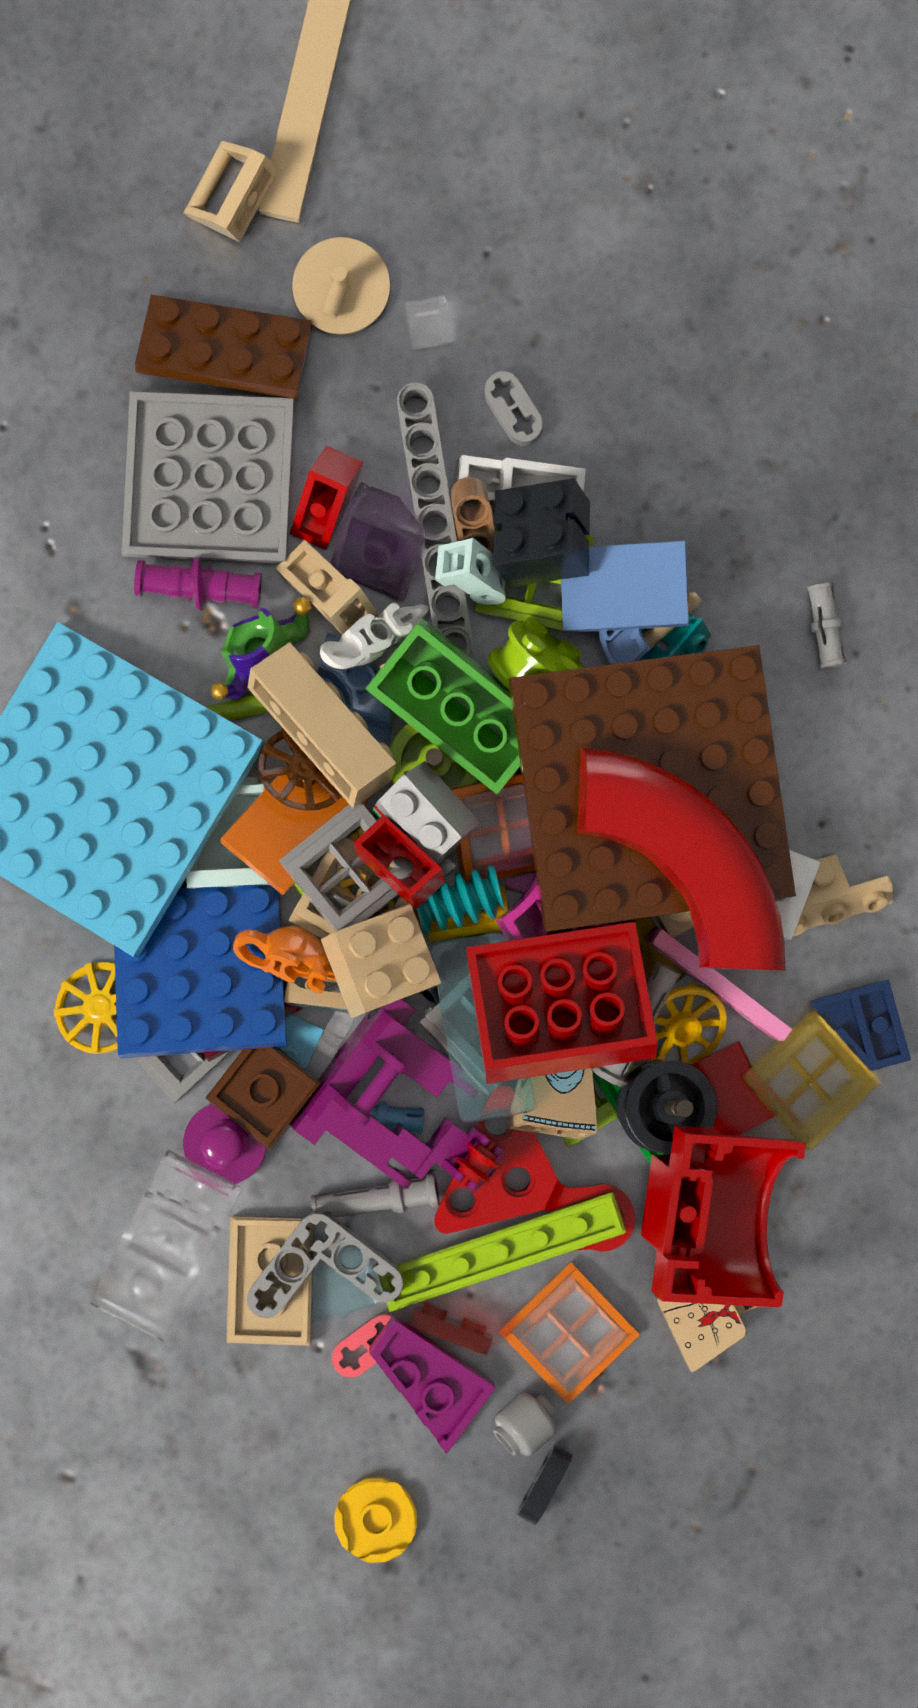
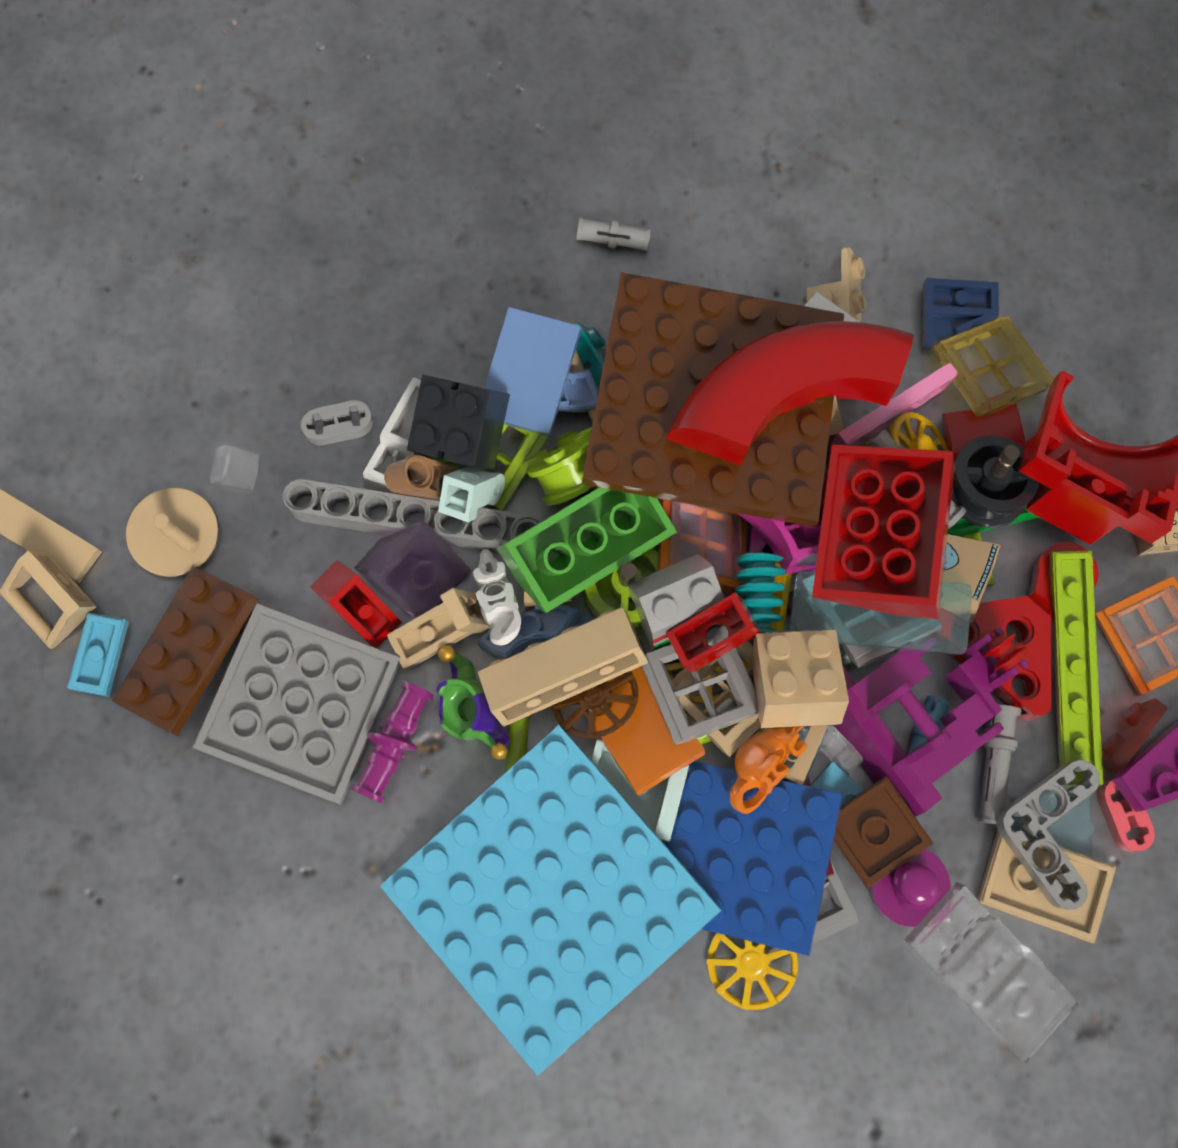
camera: 80 degrees left, 10 degrees down
(192, 263) = (98, 654): none -> medium azure plate

